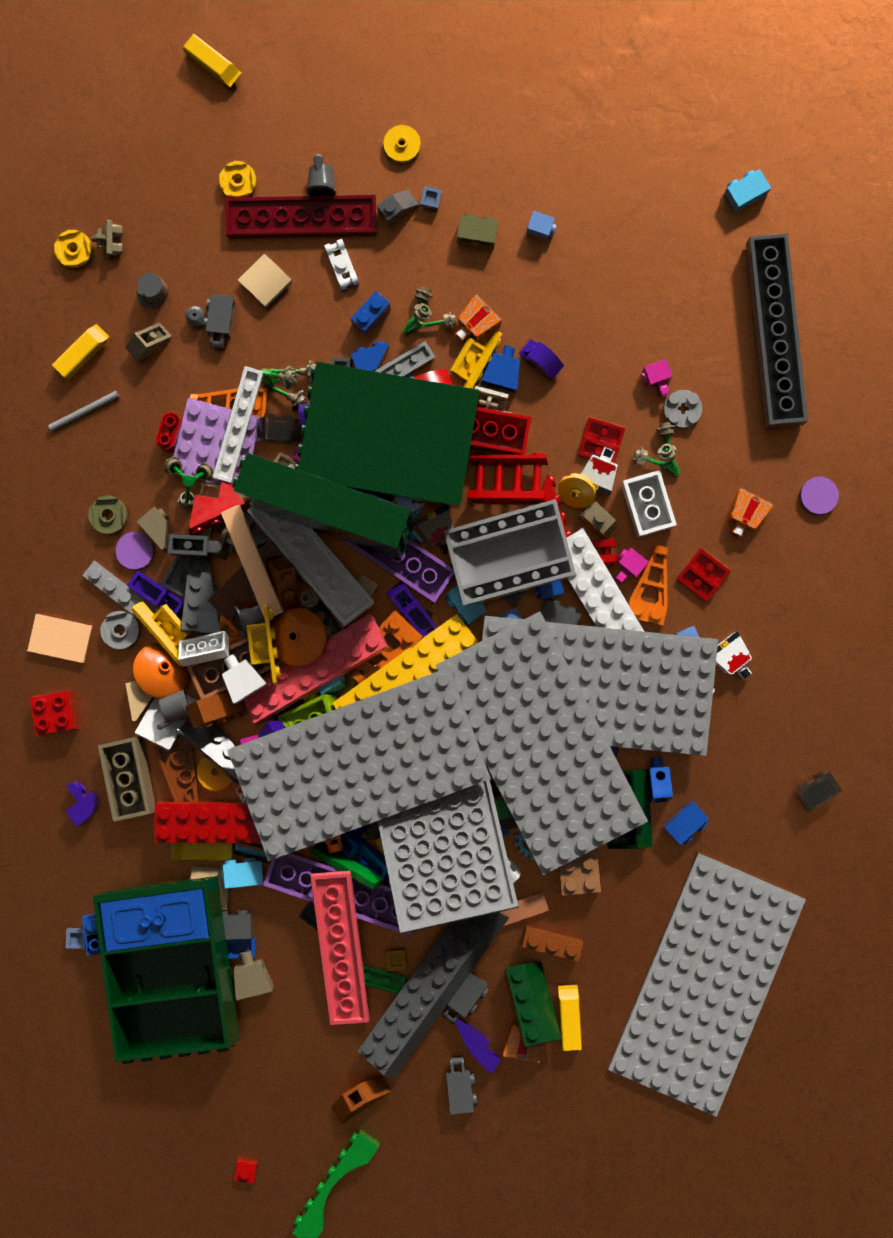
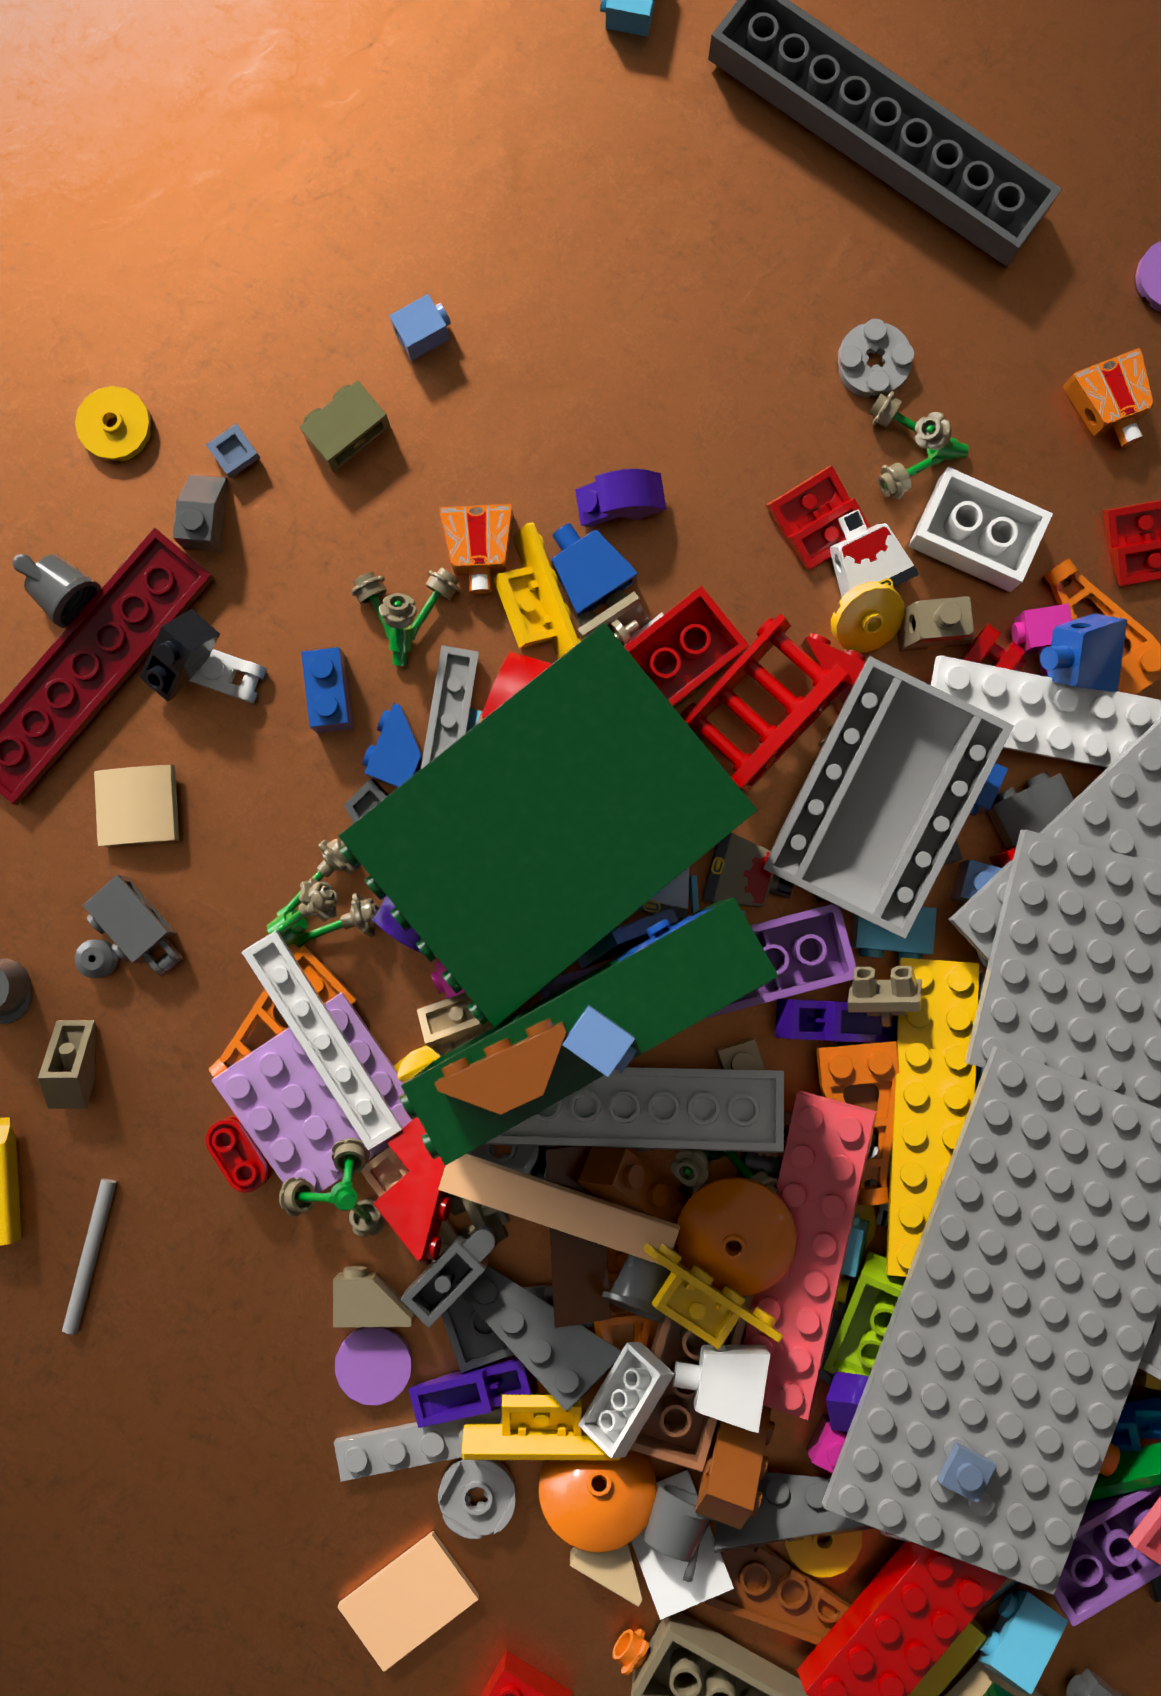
camera: 50 degrees left, 0 degrees up
(101, 523) = (260, 1359): olive plate -> none
(113, 734) = (631, 1650): none -> orange plate
(278, 429) = (383, 984): clear smoke brick -> none
(283, 482) = (509, 1072): none -> dark orange slope
(284, 787) = (966, 1472): none -> sand blue plate
(320, 505) = (600, 1042): none -> medium blue brick
(335, 246) = (178, 653): none -> black slope
(434, 617) = (885, 997): none -> dark tan hips
(633, 583) = (1087, 652): none -> blue torso
(657, 375) = (795, 350): dark pink brick -> none

